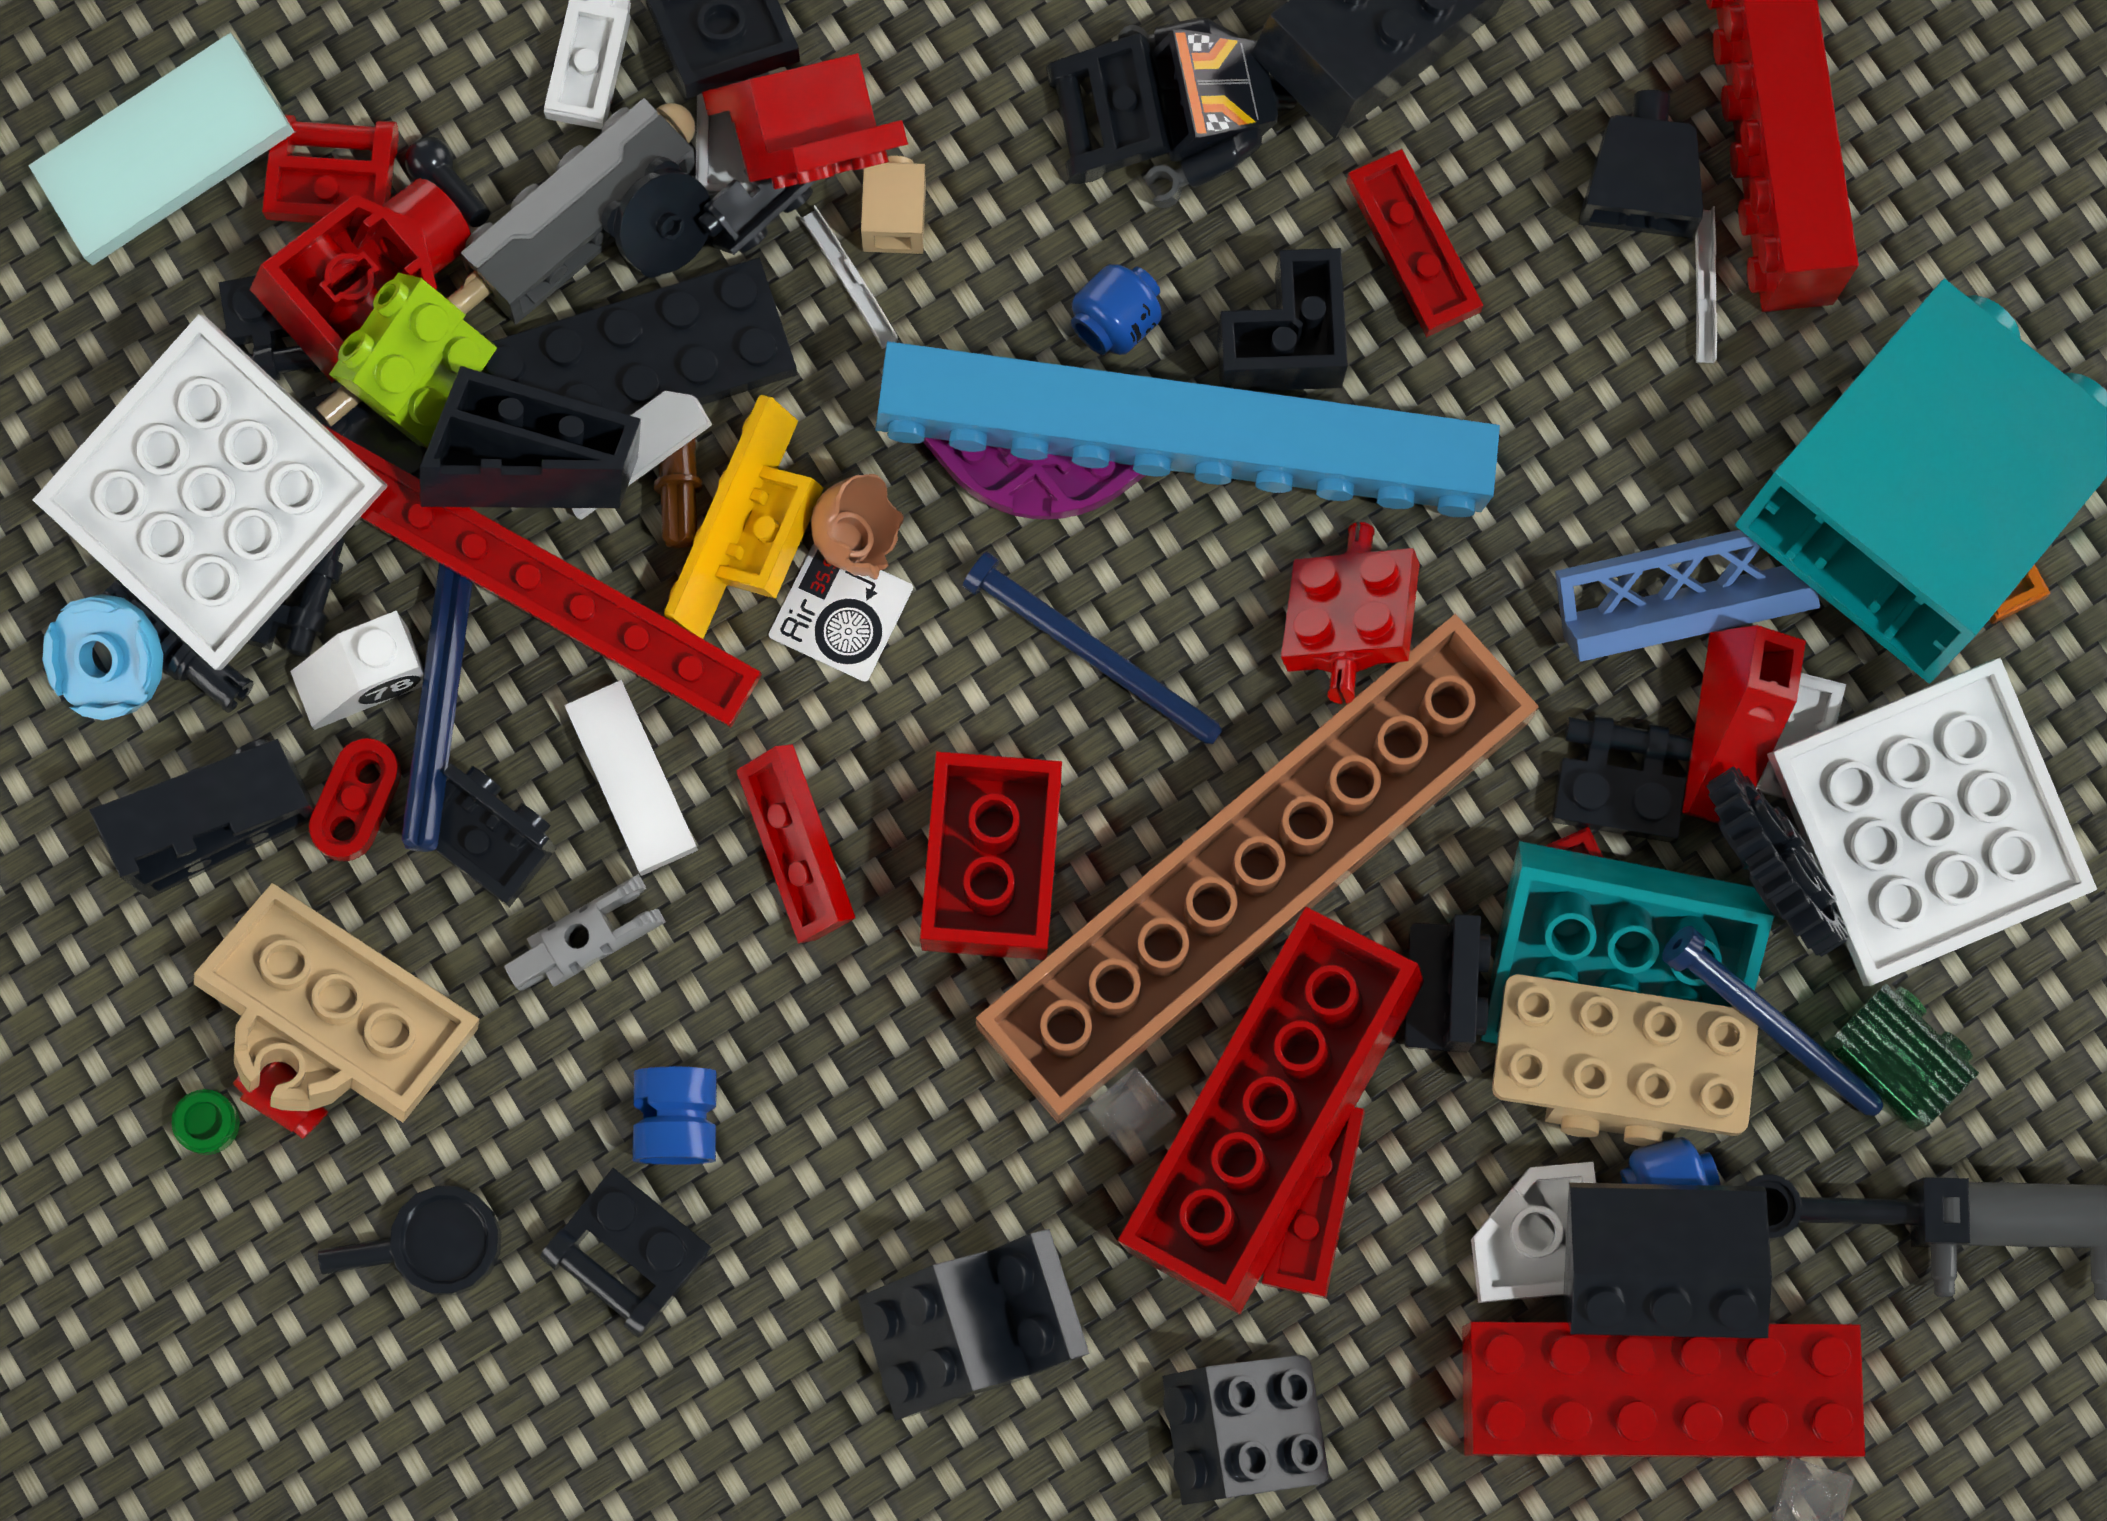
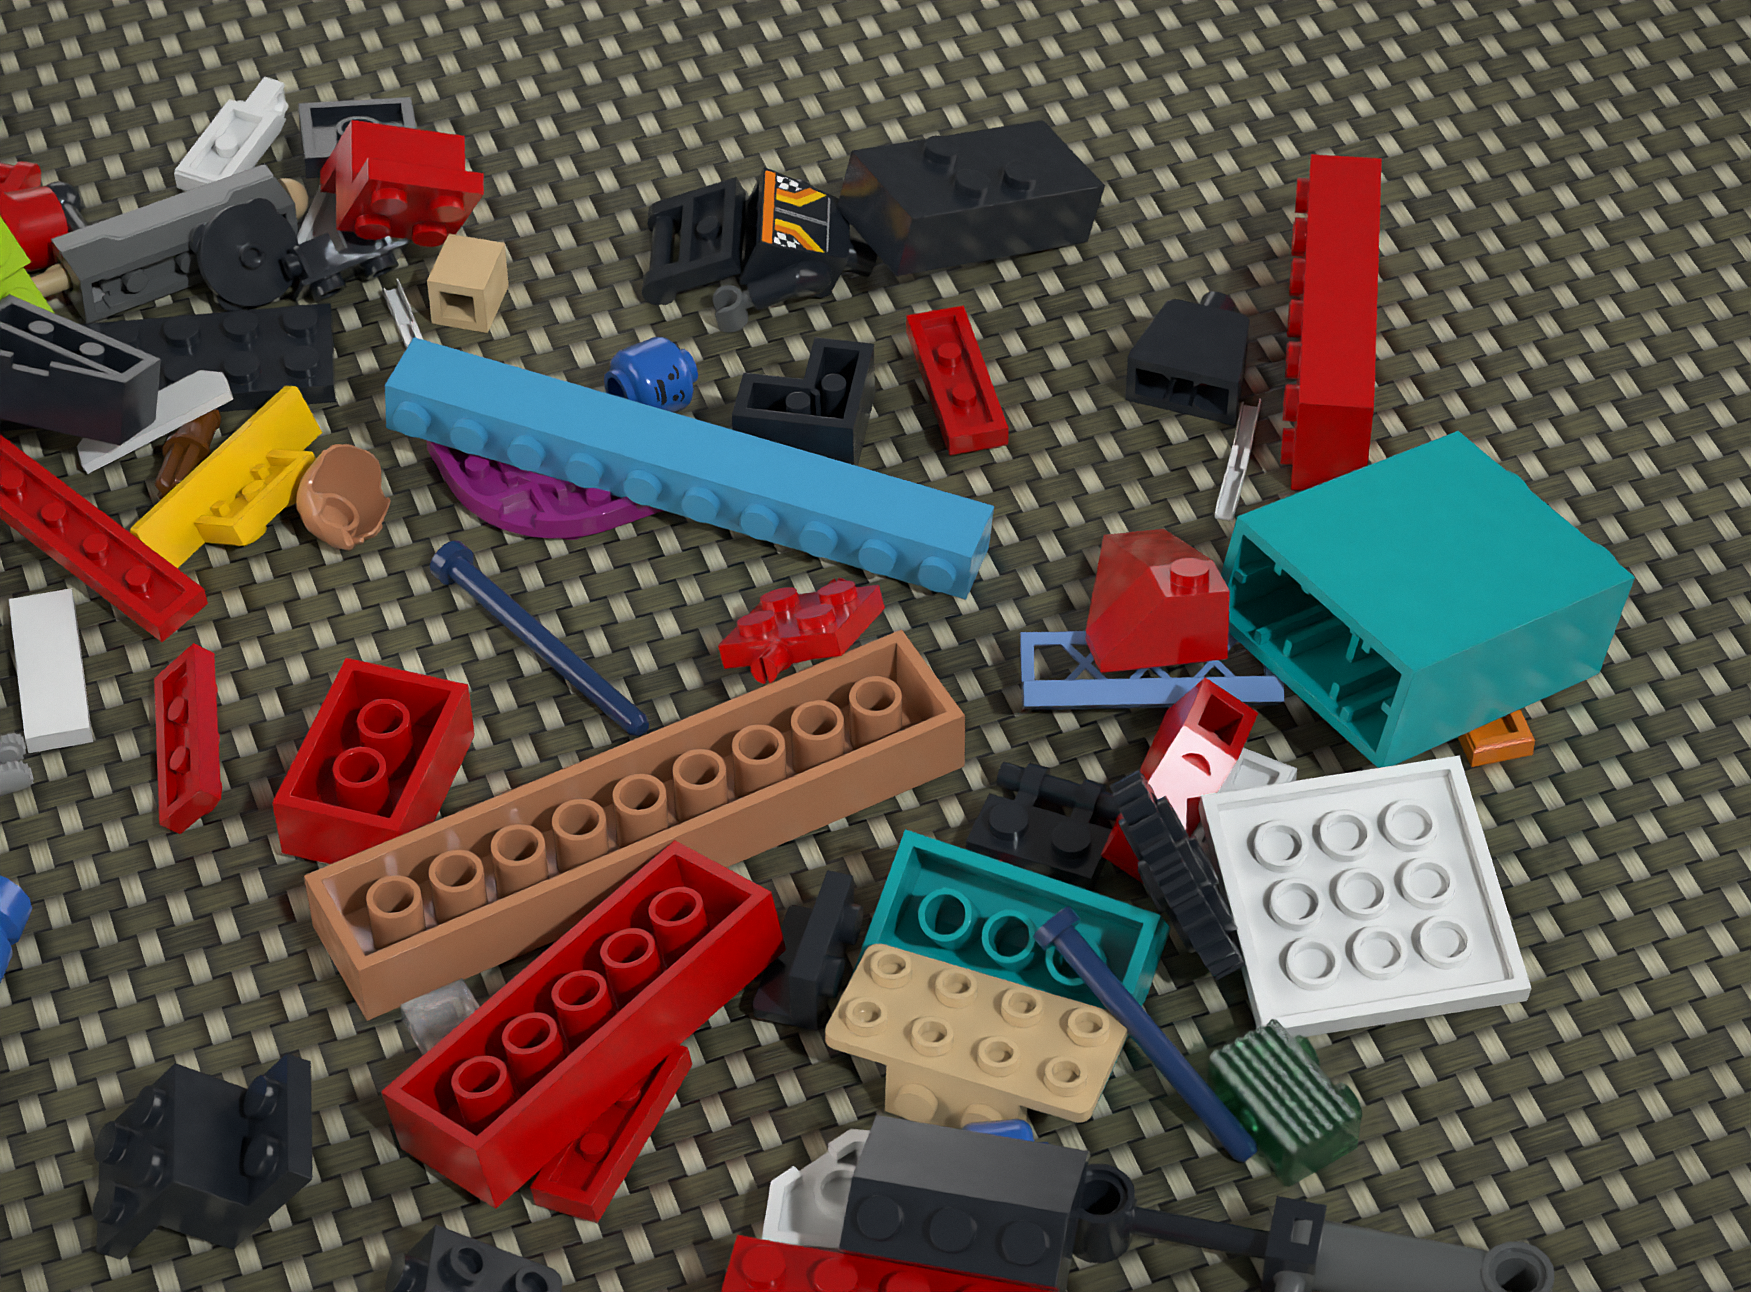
camera: 15 degrees right, 30 degrees down
(840, 615) = (307, 581): white sticker -> none
(1678, 516) = (1156, 604): none -> red wedge

